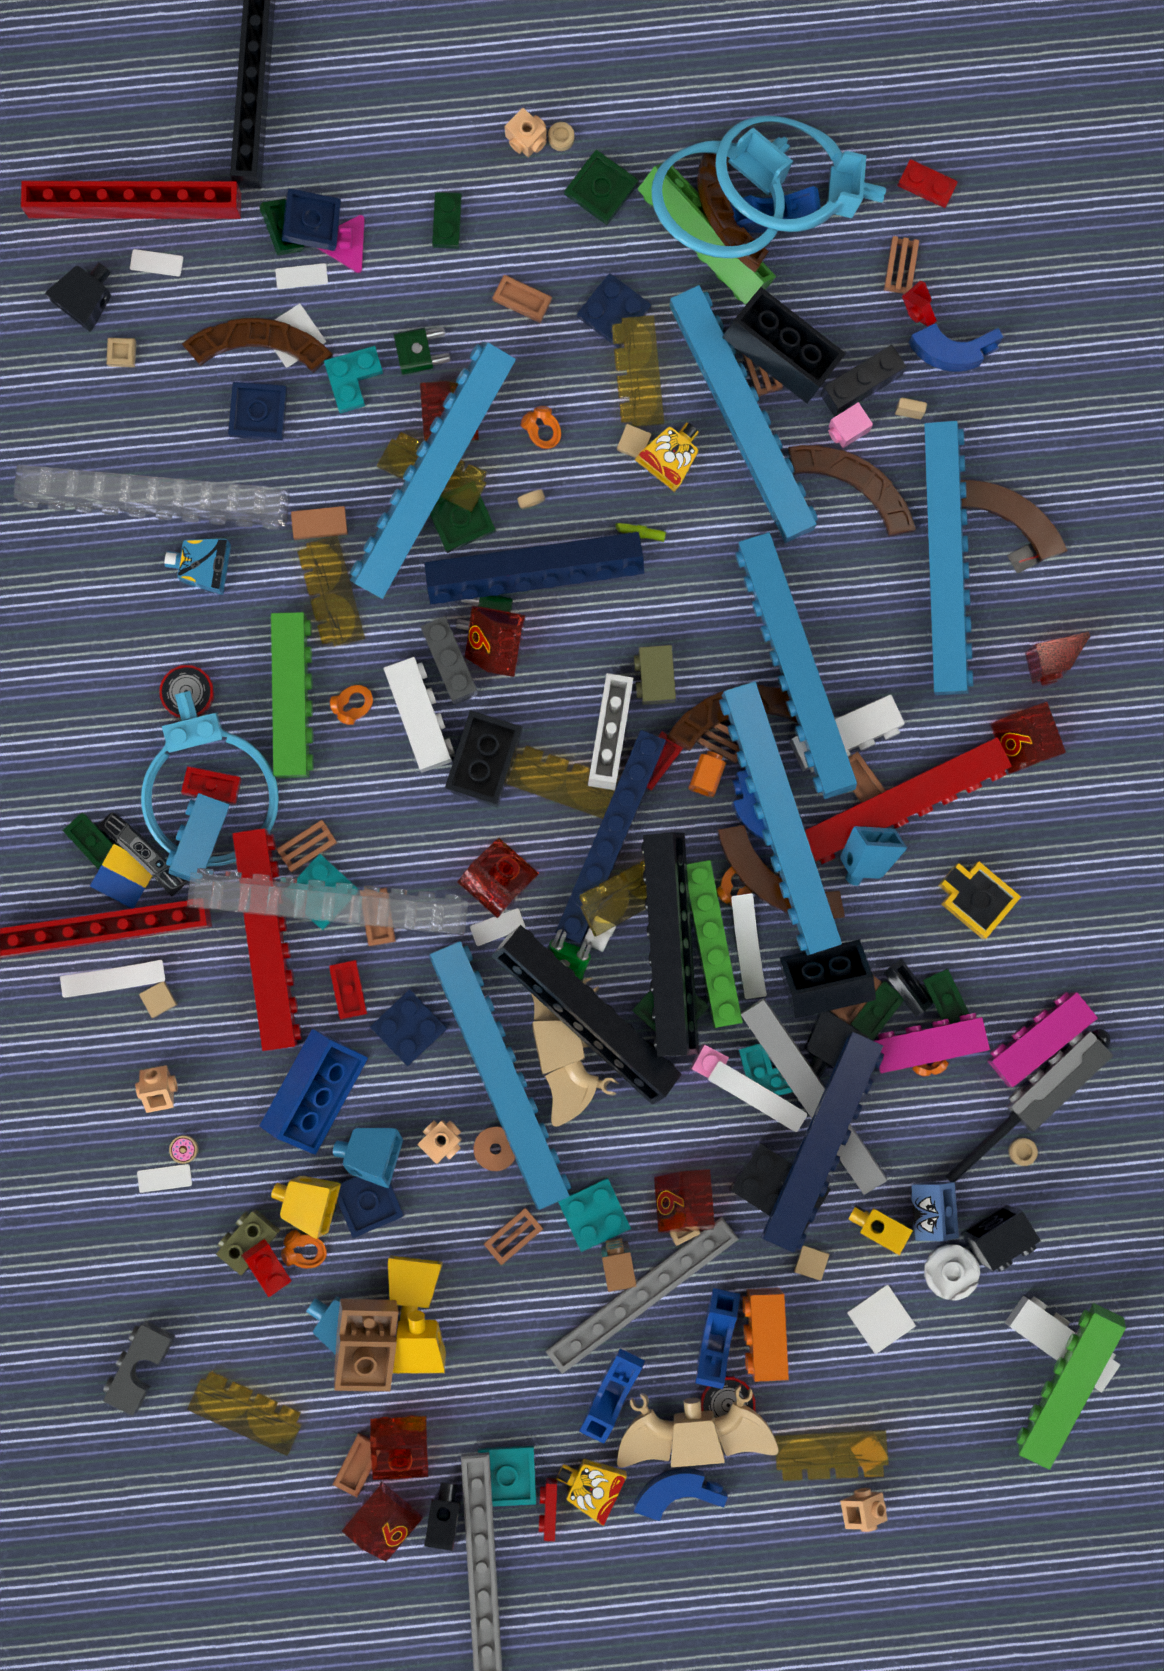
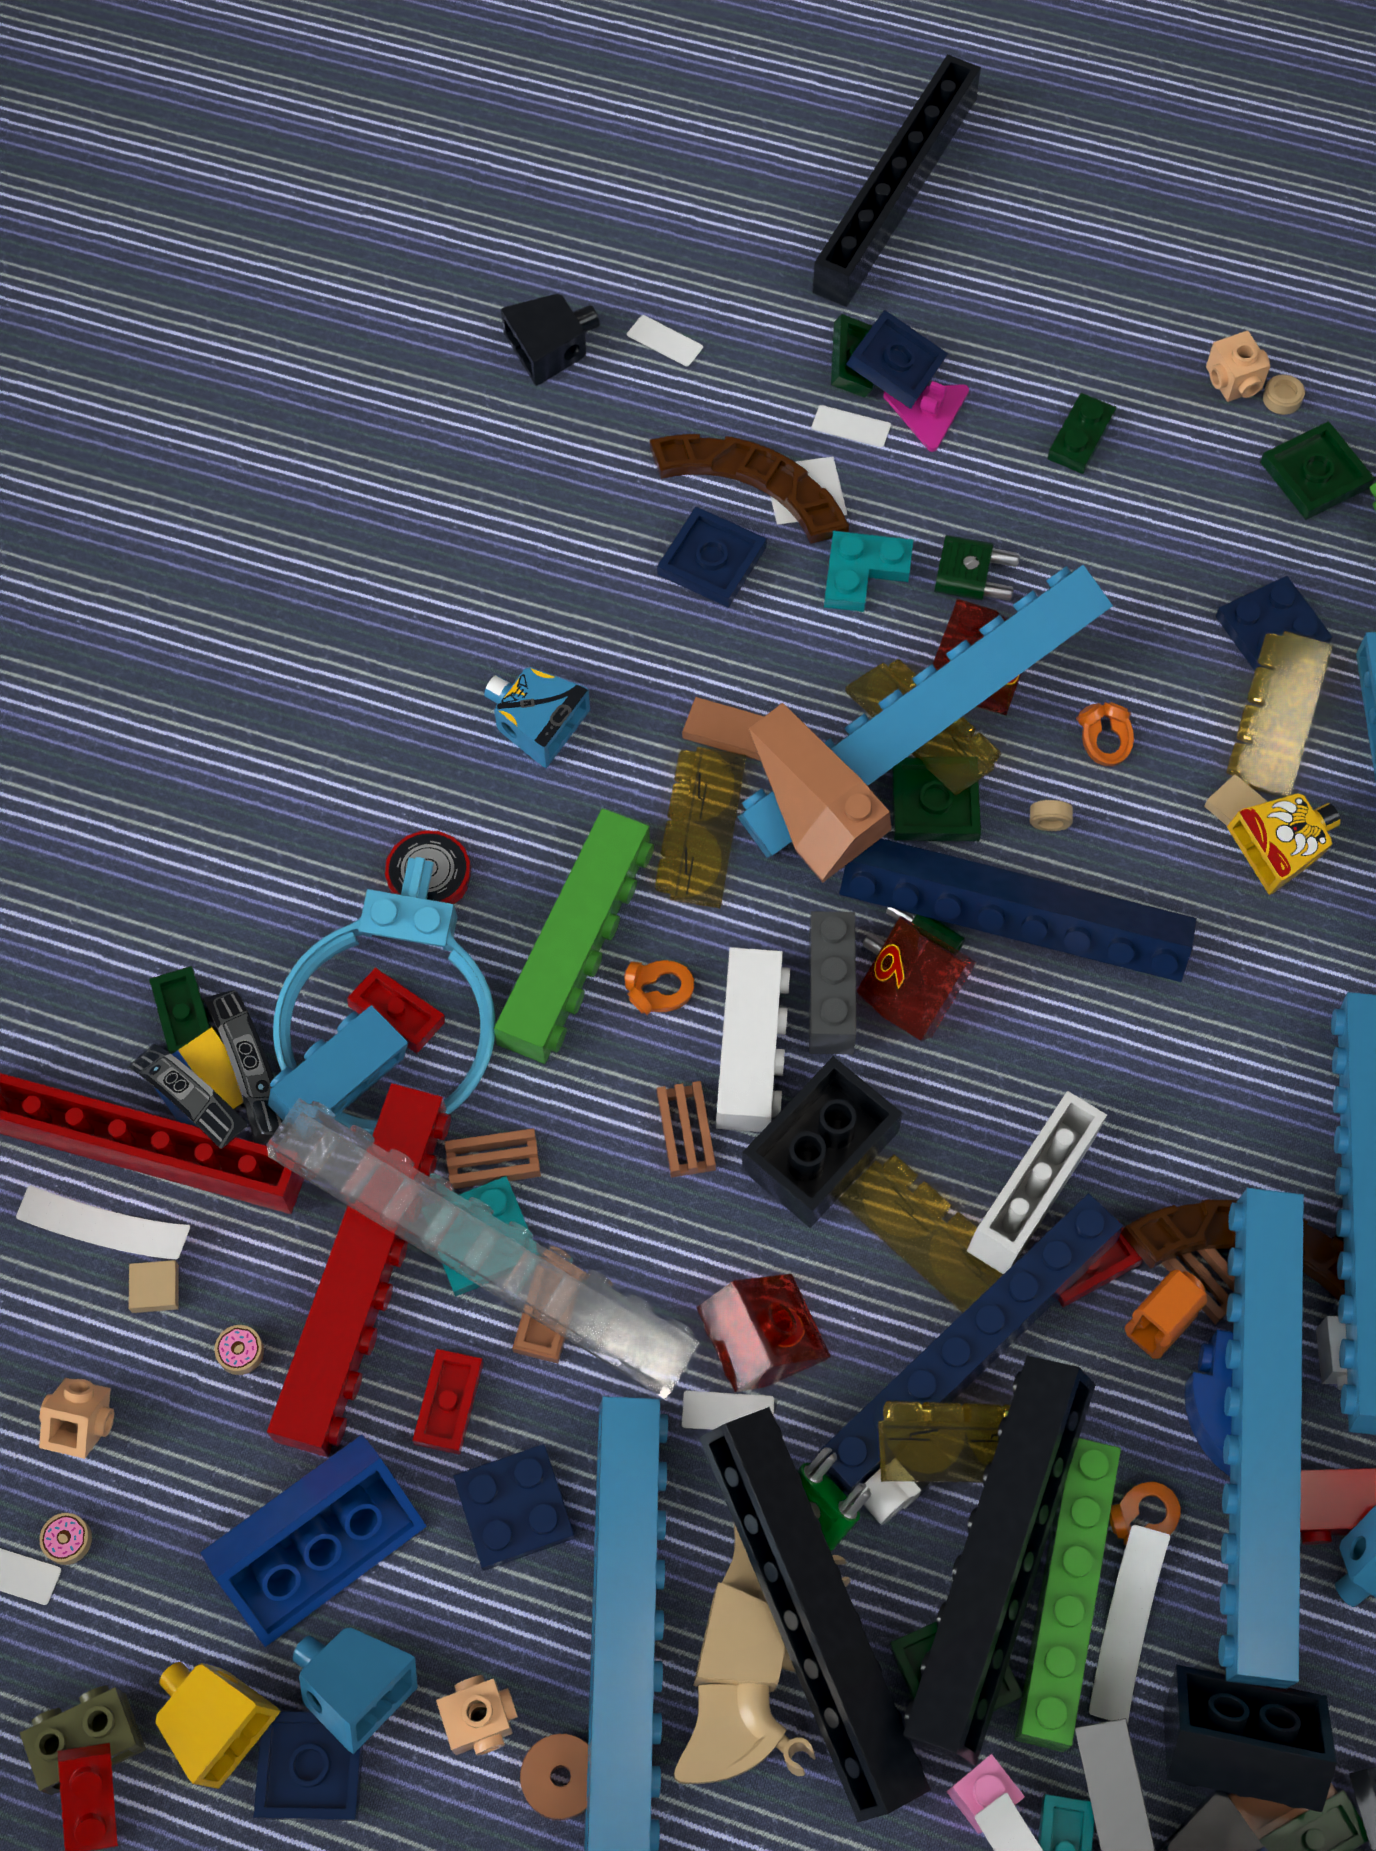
camera: 25 degrees right, 20 degrees down
(121, 352) = (564, 421): tan tile -> none
(121, 889) = (189, 1094): none -> sticker
(131, 199) = (672, 251): red brick -> none
(151, 495) = (516, 603): clear brick -> none
(222, 1012) = (239, 1349): none -> tile
(295, 1239) = (137, 1804): orange piece -> none
(392, 762) = (680, 1094): none -> nougat tile
(396, 559) = (821, 799): none -> nougat wedge
(522, 298) = (1147, 563): nougat tile -> none
(644, 532) = (1204, 930): lime piece -> none
(656, 675) = (1142, 1132): olive brick -> none
(758, 876) = (1186, 1512): reddish brown tile -> none

